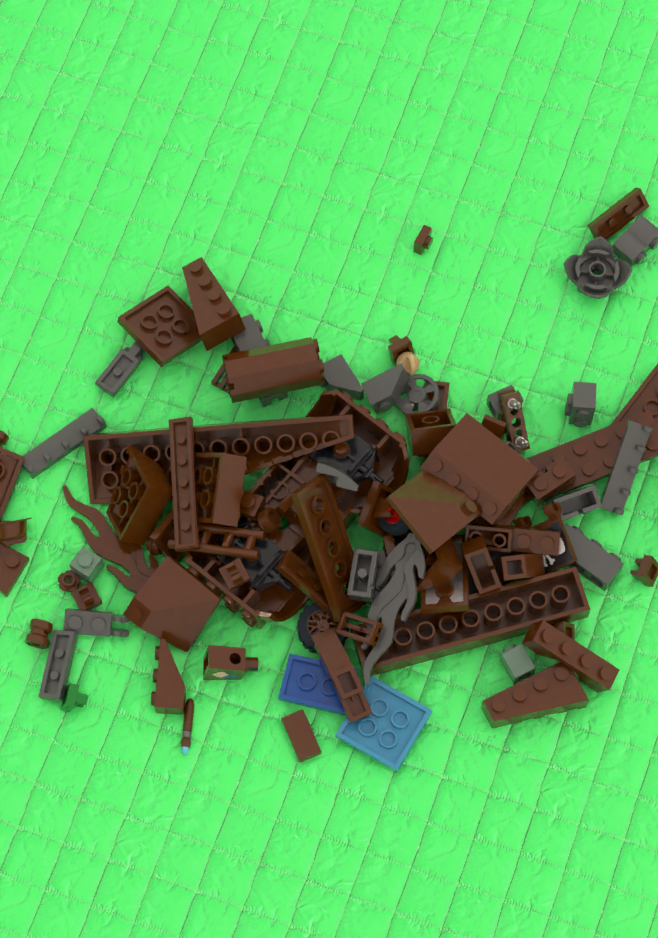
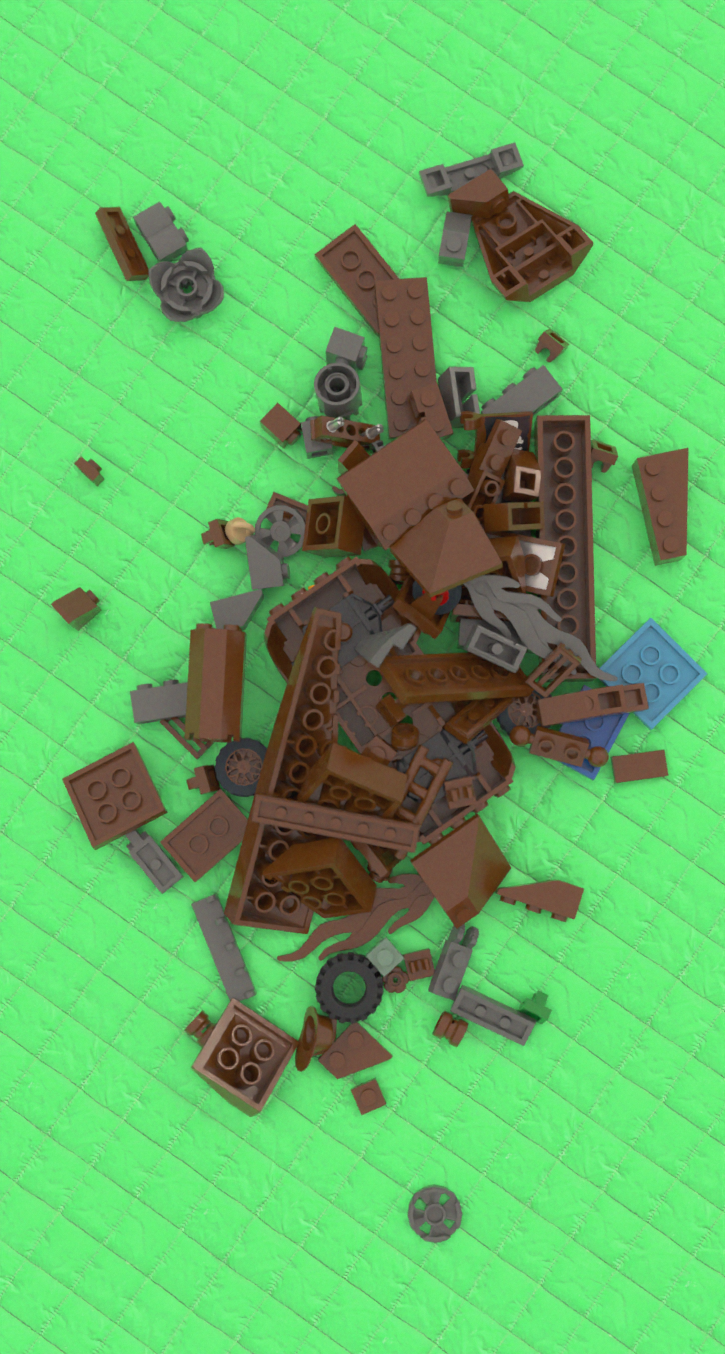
camera: 75 degrees left, 15 degrees up
(42, 530) = (349, 1011): none -> black tyre
(149, 403) = (206, 835): none -> reddish brown plate
(187, 726) = (613, 893): reddish brown piece -> none
(195, 391) = (204, 780): none -> reddish brown tile
(212, 308) = (111, 735): reddish brown wedge -> none
(214, 410) = (240, 766): none -> wheel
(227, 663) = (542, 836): reddish brown torso -> none
(298, 657) = (559, 746): none -> reddish brown plate
(307, 258) = (77, 607): none -> reddish brown slope
(505, 372) = (281, 426): none -> reddish brown brick
(517, 663) = (620, 512): sand green brick -> none
(545, 405) = (338, 390): none -> dark grey gear
(554, 644) = (636, 452): reddish brown arch -> none
(625, 467) = (434, 327): dark grey hinge -> none

